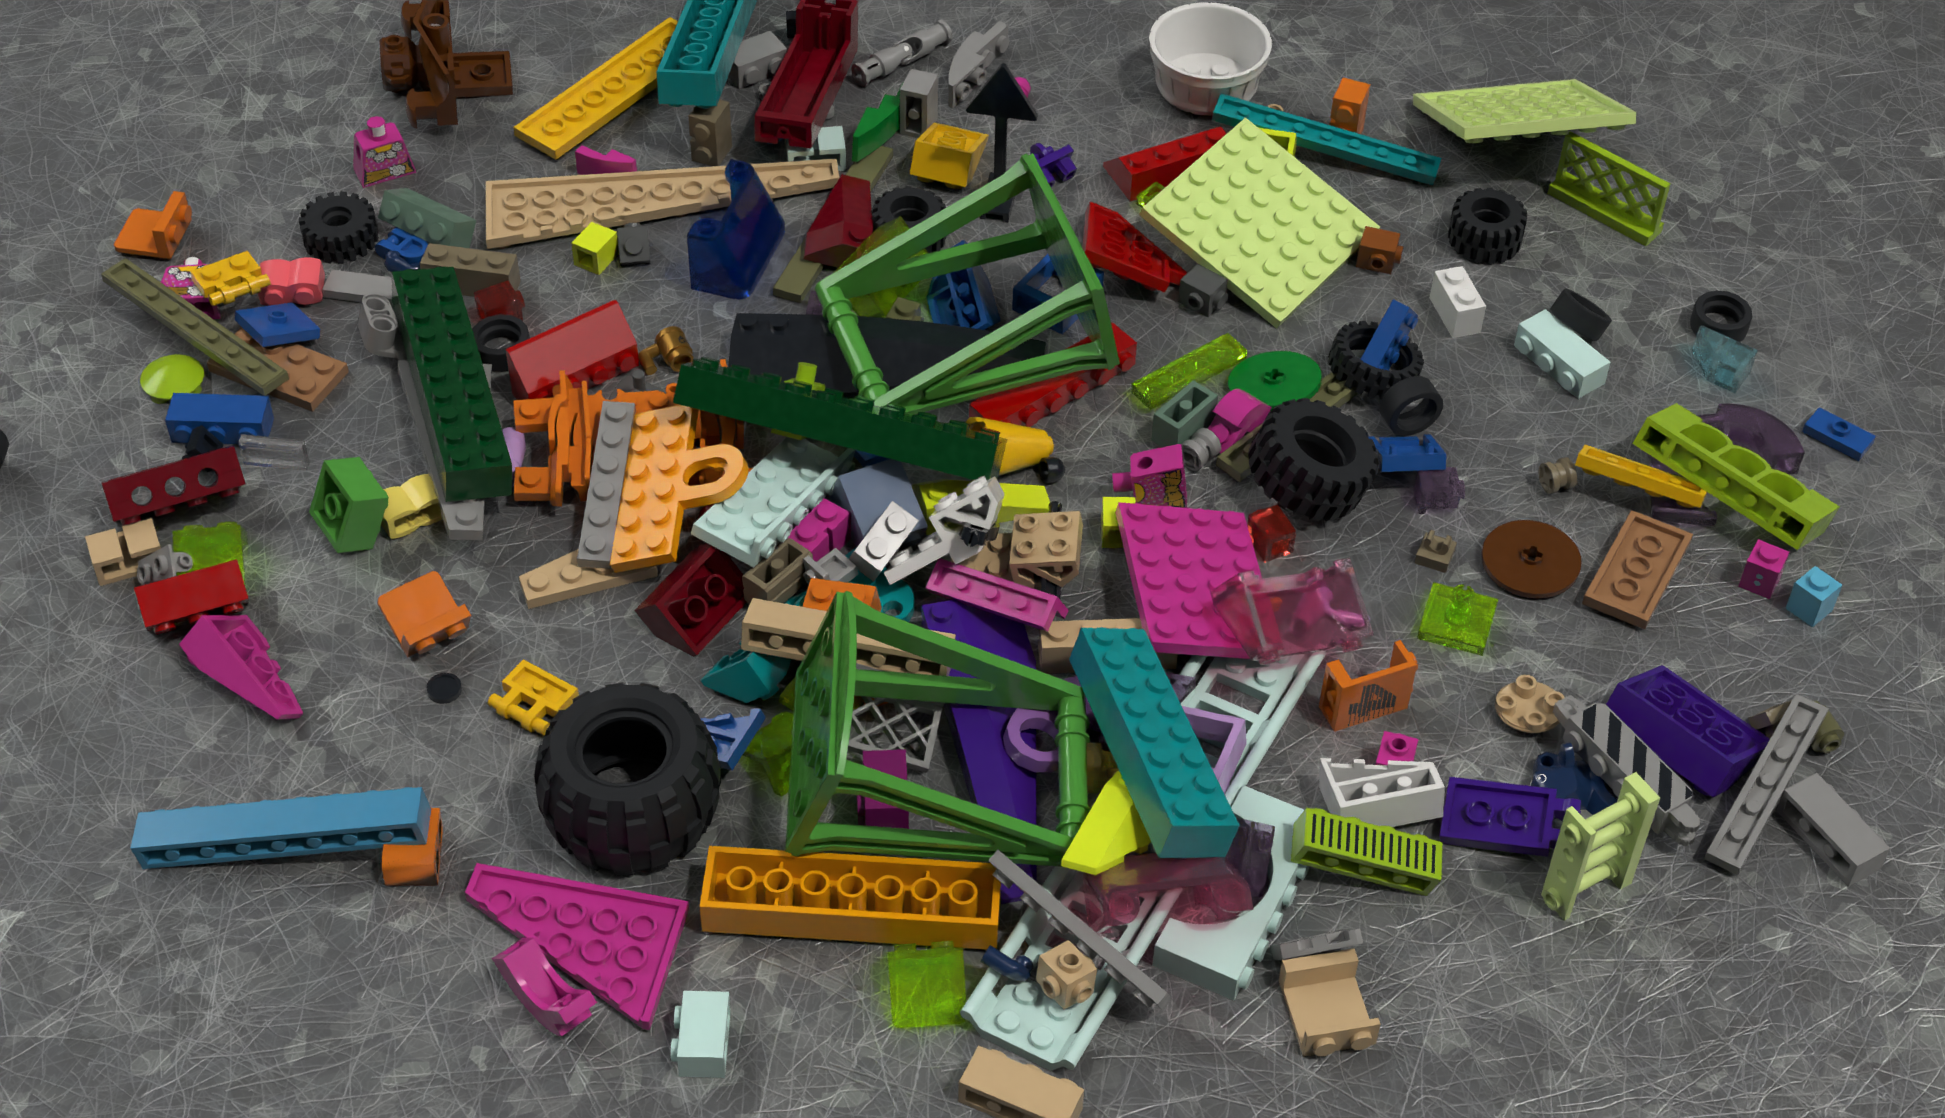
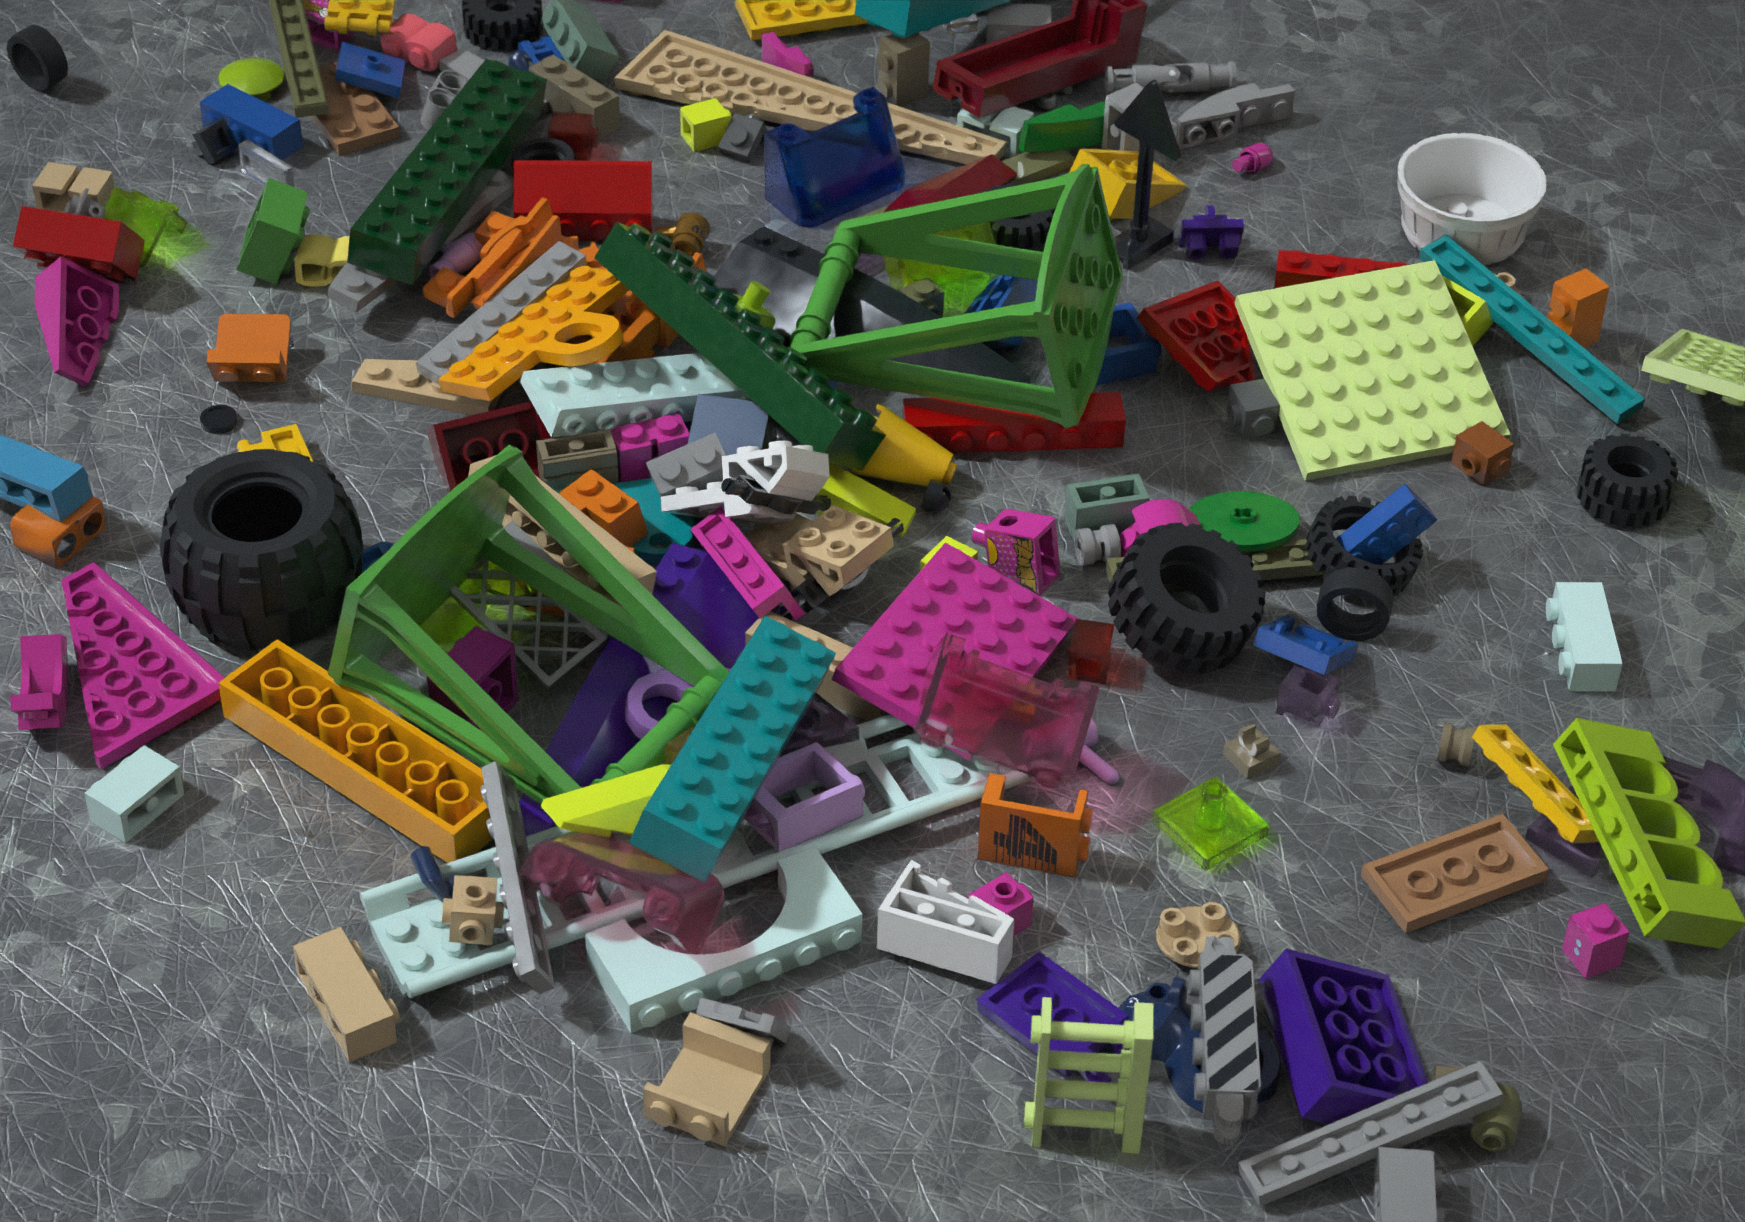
camera: 35 degrees right, 5 degrees down
(227, 482) = (153, 153): dark red brick -> none
(832, 567) = (629, 477): light grey bracket -> none
(926, 985) = (357, 856): clear neon green bracket -> none
(1197, 366) = (1171, 472): clear neon green plate -> none
(1252, 852) = (751, 904): clear purple bracket -> none
(1366, 851) = (872, 965): lime brick -> none
(1457, 302) = (1516, 536): white brick -> none
(1507, 561) = (1372, 827): reddish brown piece -> none
(1580, 314) = (1639, 606): black tyre -> none
(1813, 596) = (1626, 994): medium azure brick -> none

